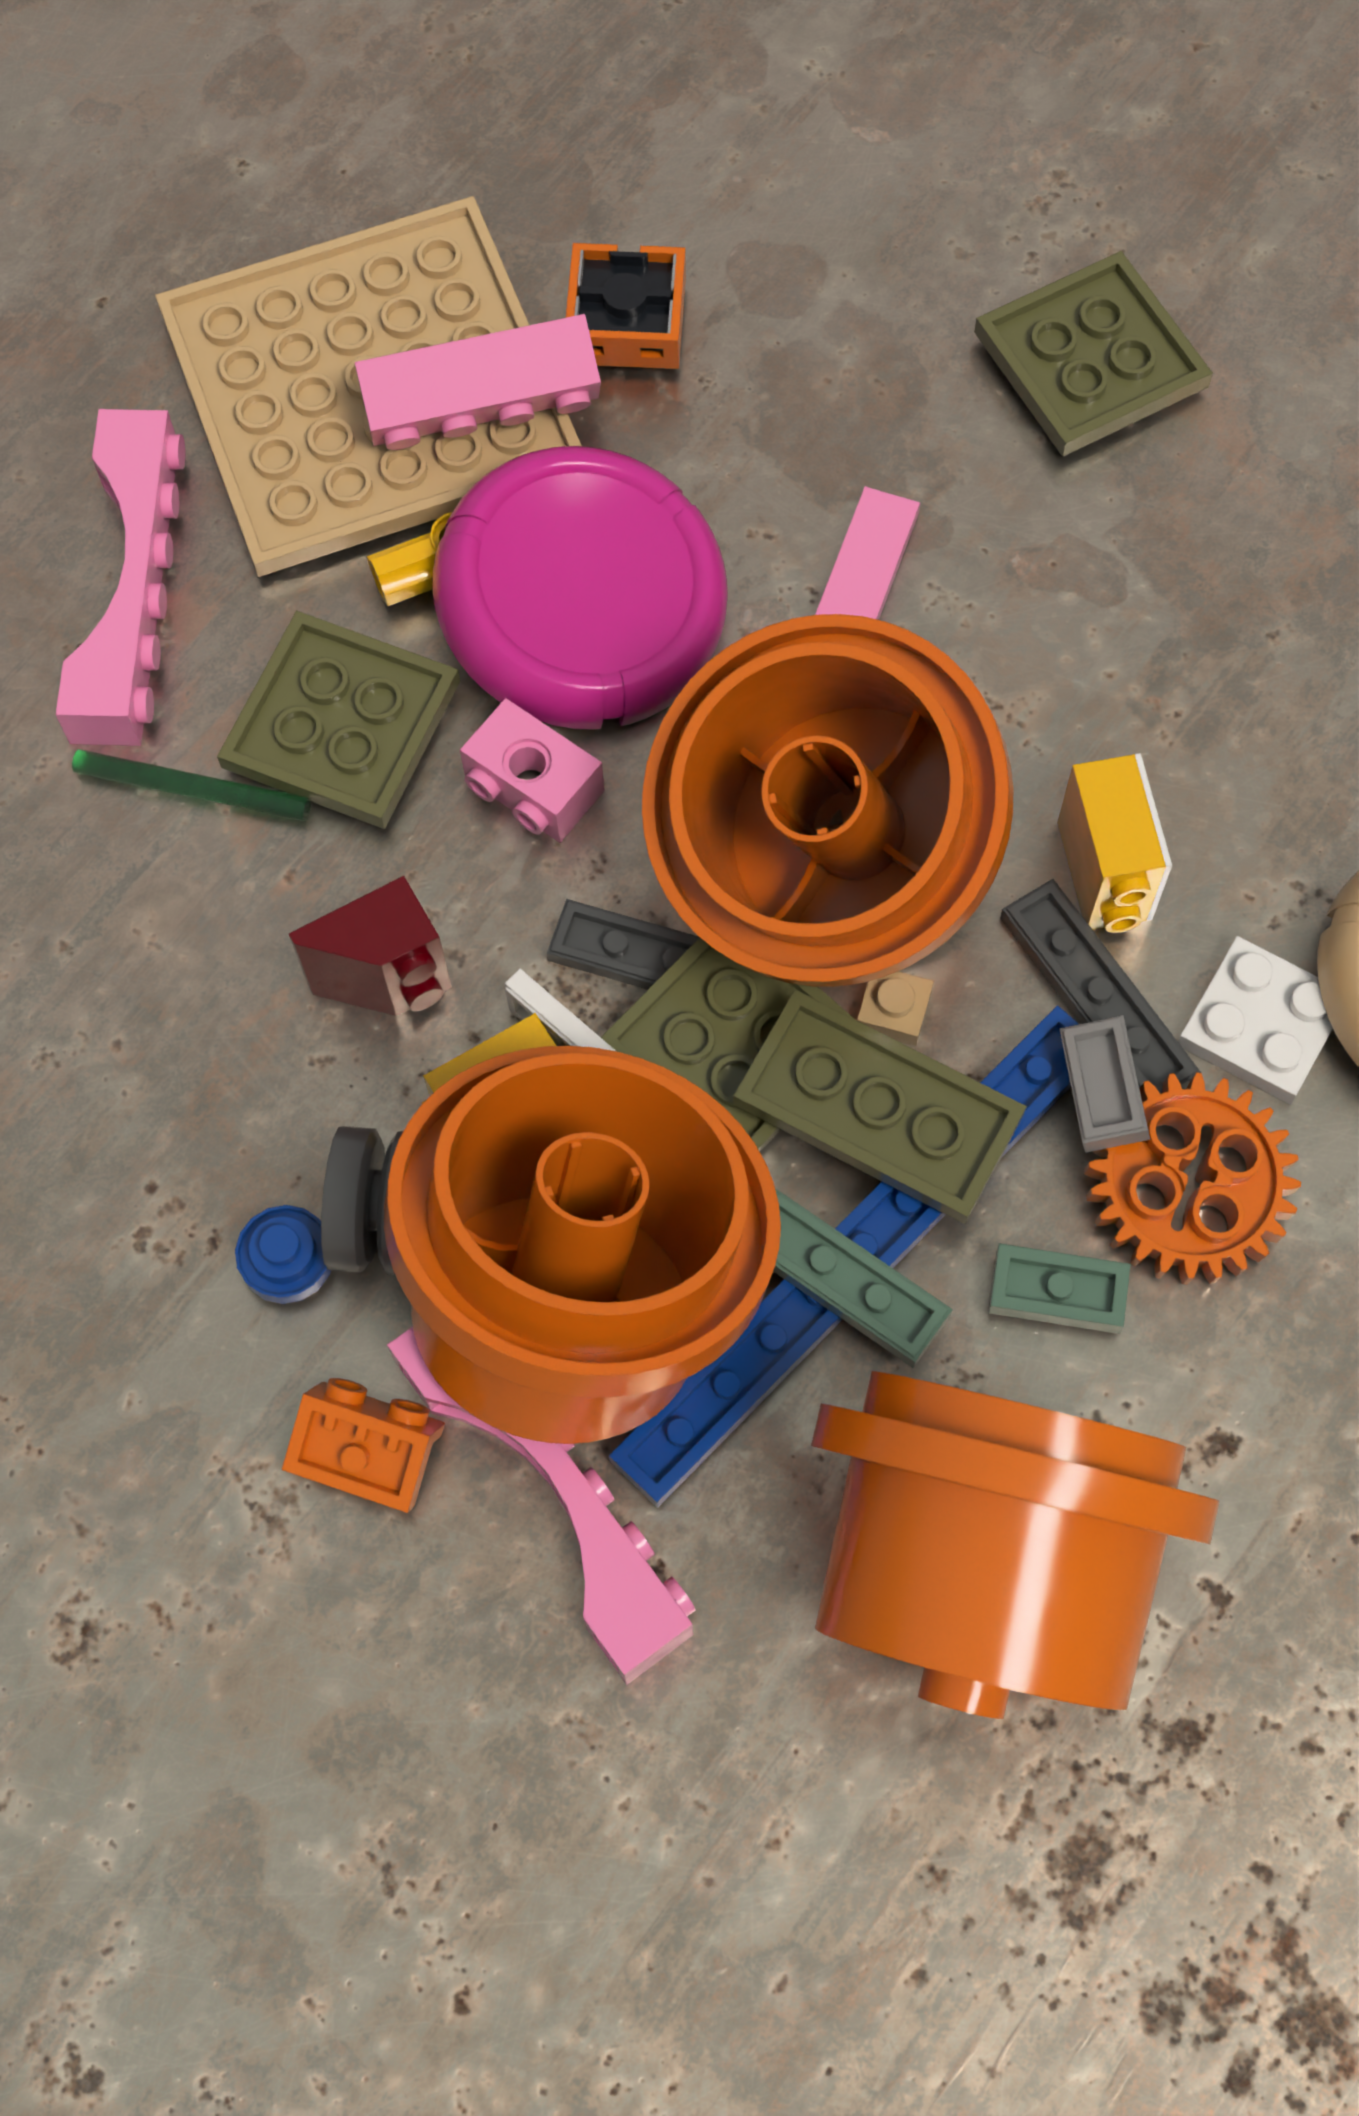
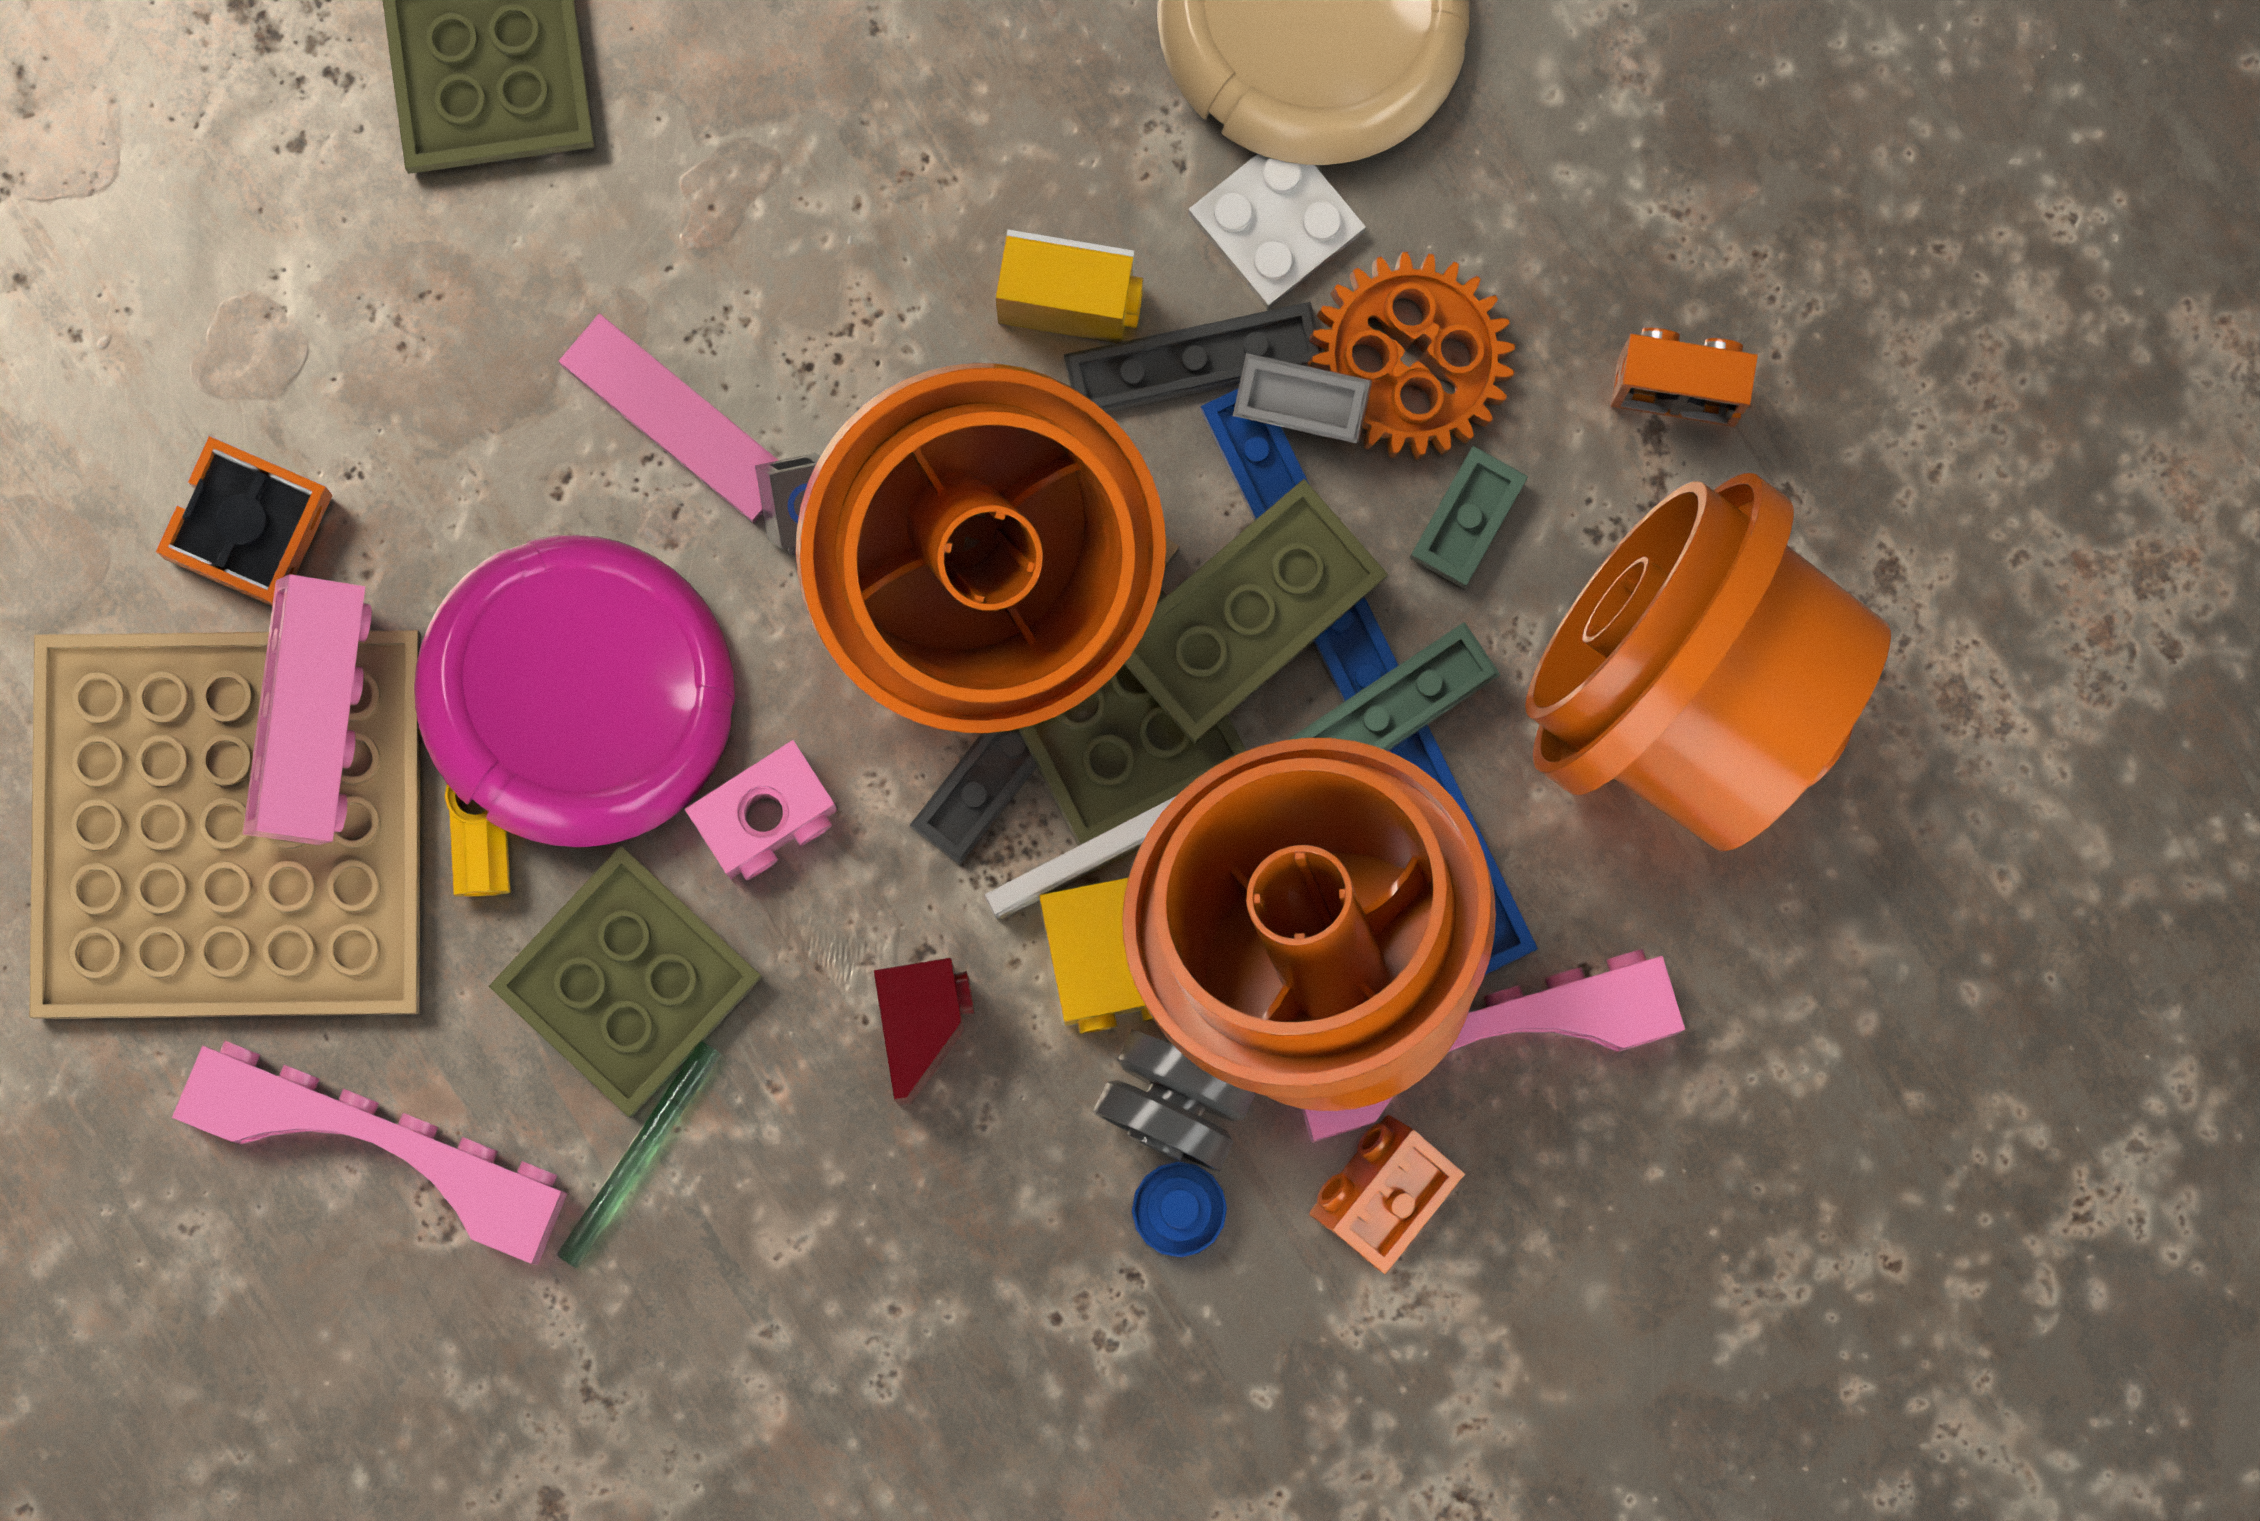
camera: 75 degrees left, 15 degrees up
(1288, 1434) = (1684, 378): none -> orange piece

